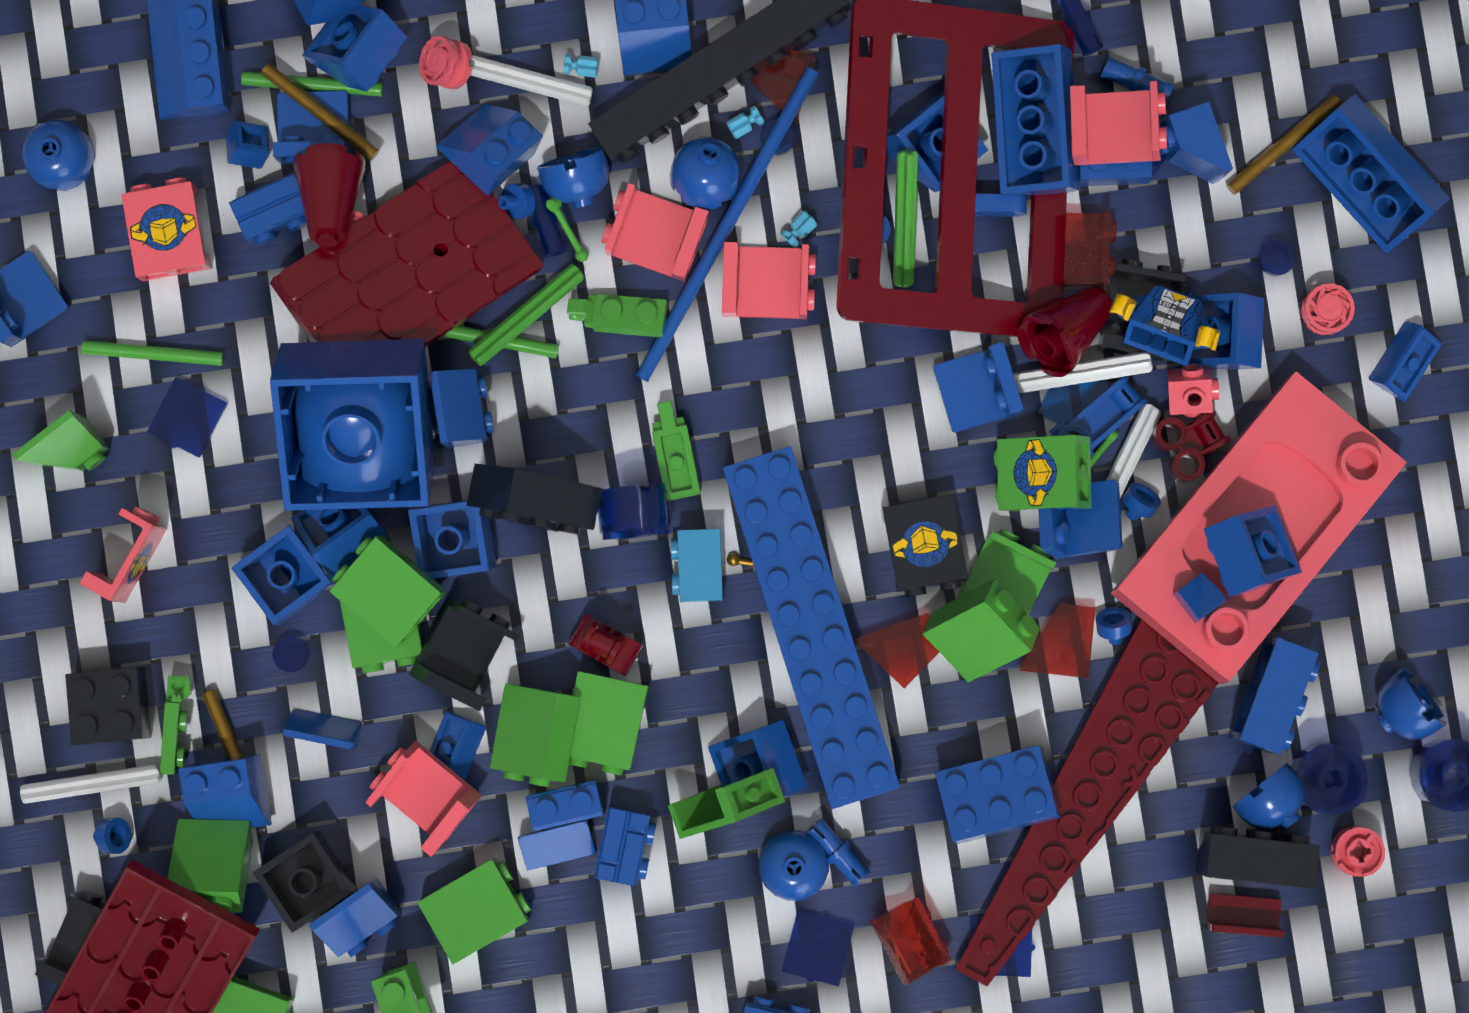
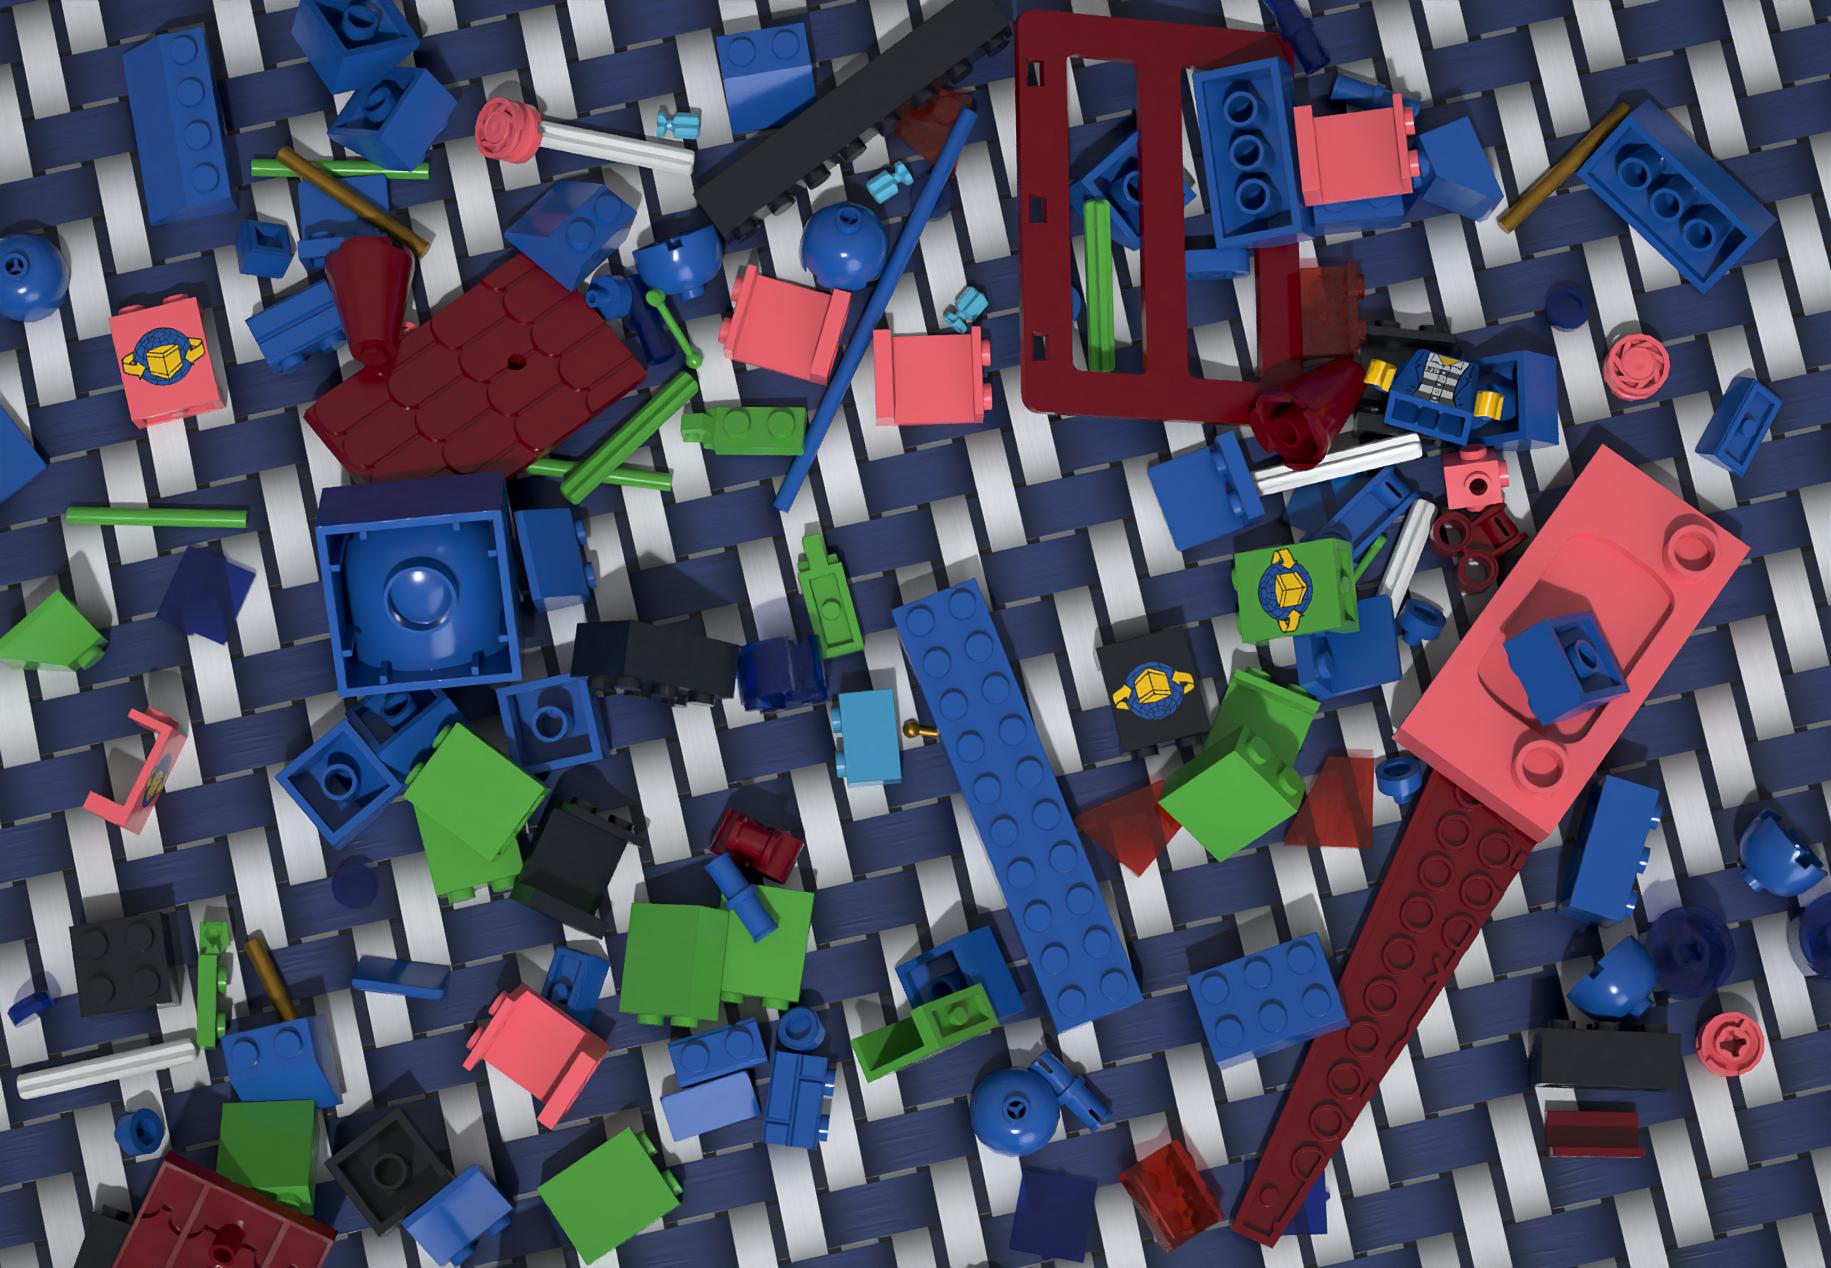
camera: 15 degrees left, 5 degrees down
(33, 733) = (31, 1008): none -> clear blue tile
(590, 687) = (741, 897): none -> blue pin
(631, 791) = (801, 1030): none -> blue tile
(1199, 597) = (1504, 730): blue slope -> none

